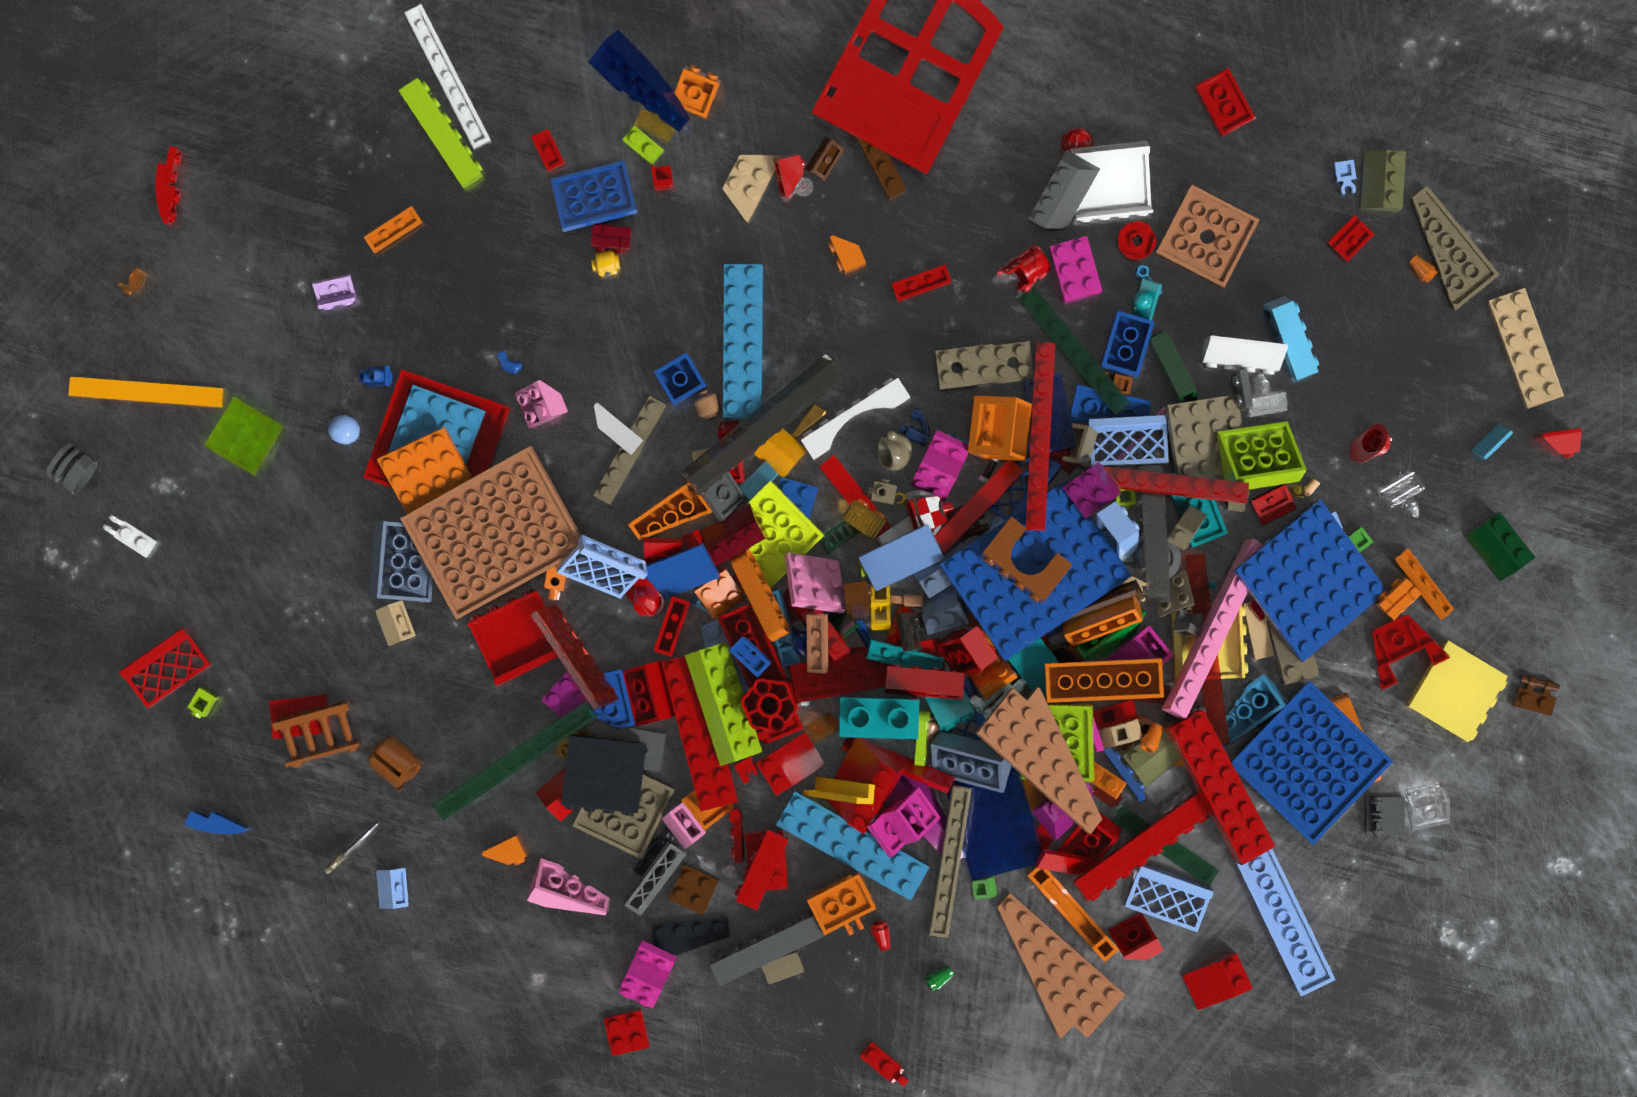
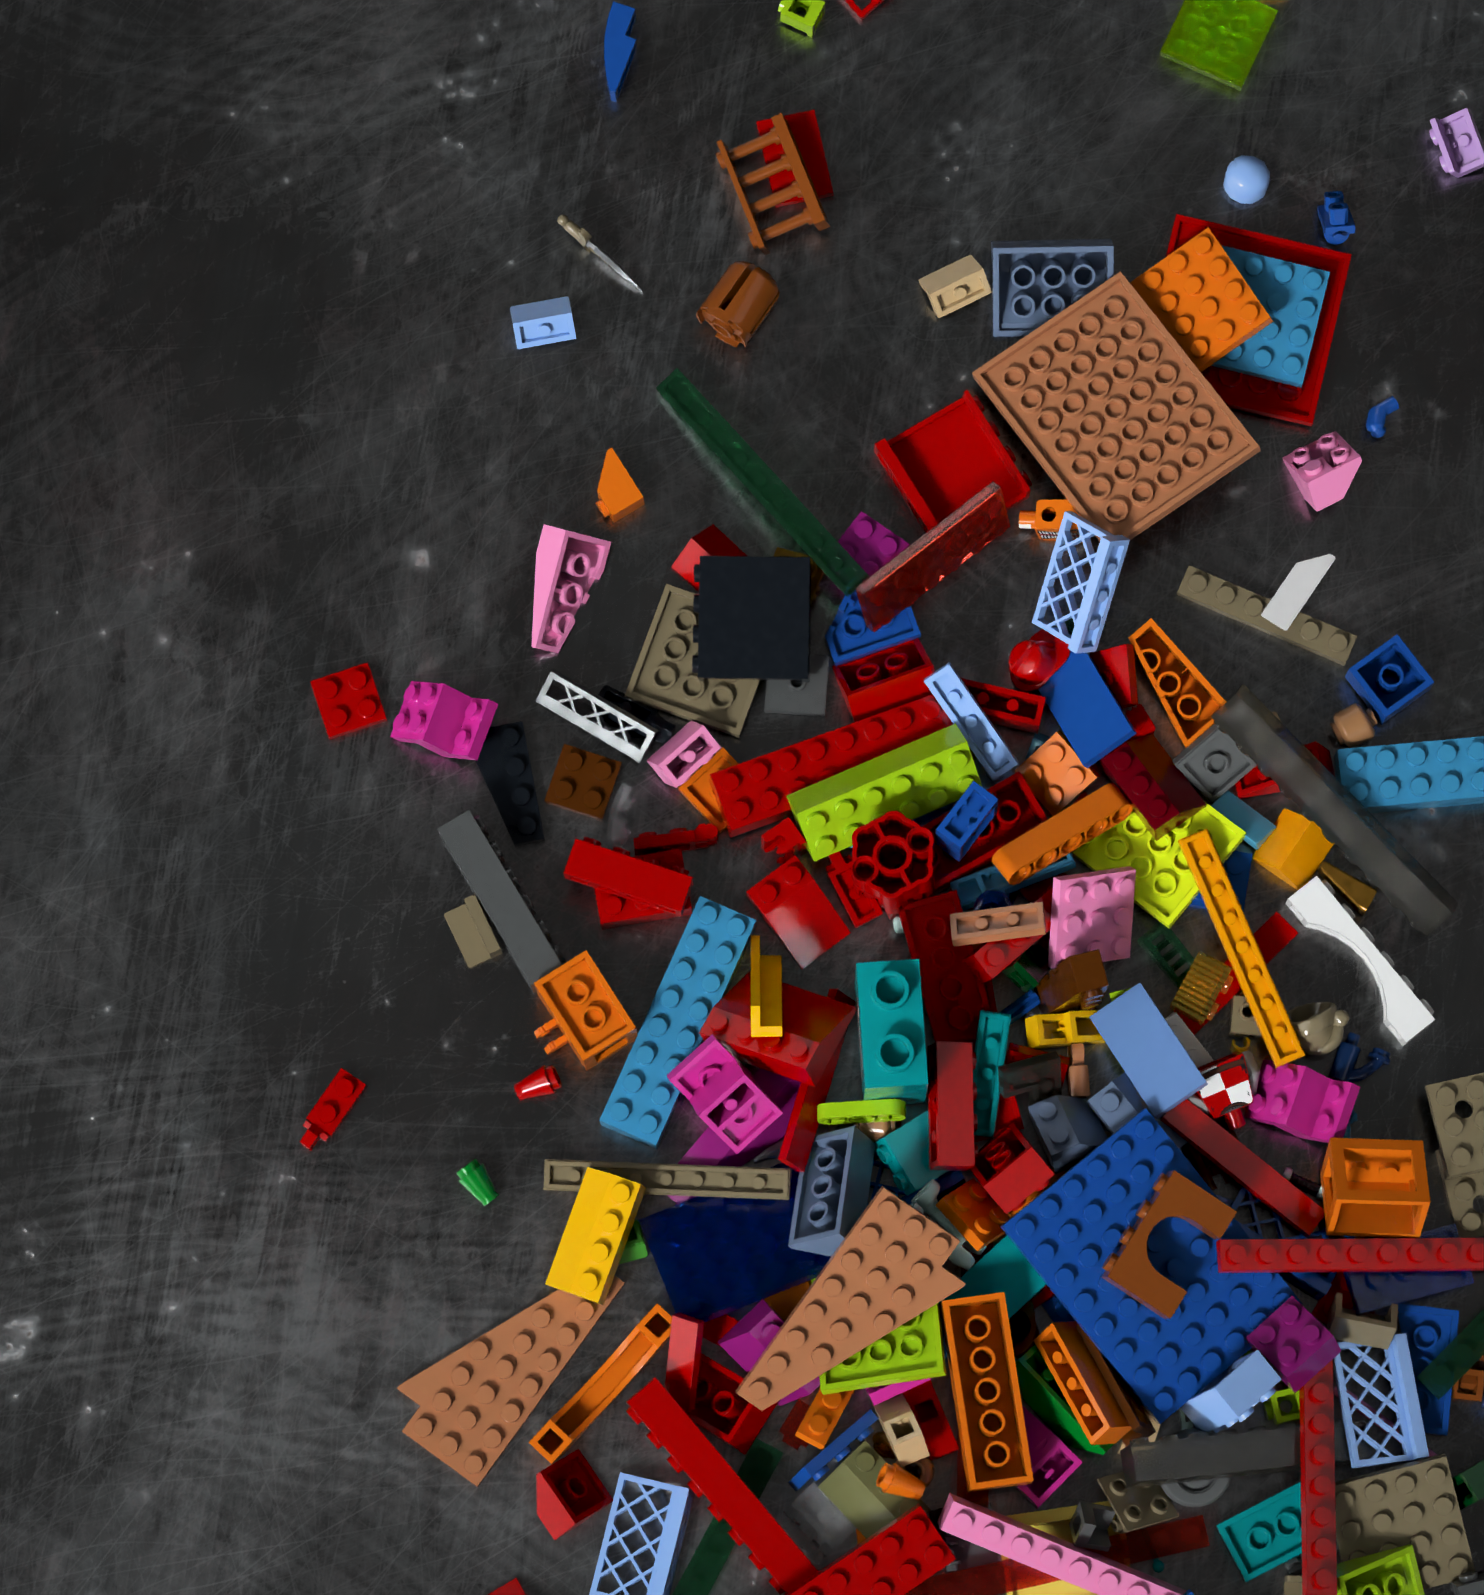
camera: 85 degrees right, 10 degrees down
(682, 644) = (971, 720): none -> light blue piece
(822, 727) = (857, 950): clear orange bracket -> none
(842, 492) = (1241, 948): none -> light orange tile
(981, 909) = (595, 1235): none -> yellow slope
(1187, 527) = (1248, 1507): dark tan slope -> none

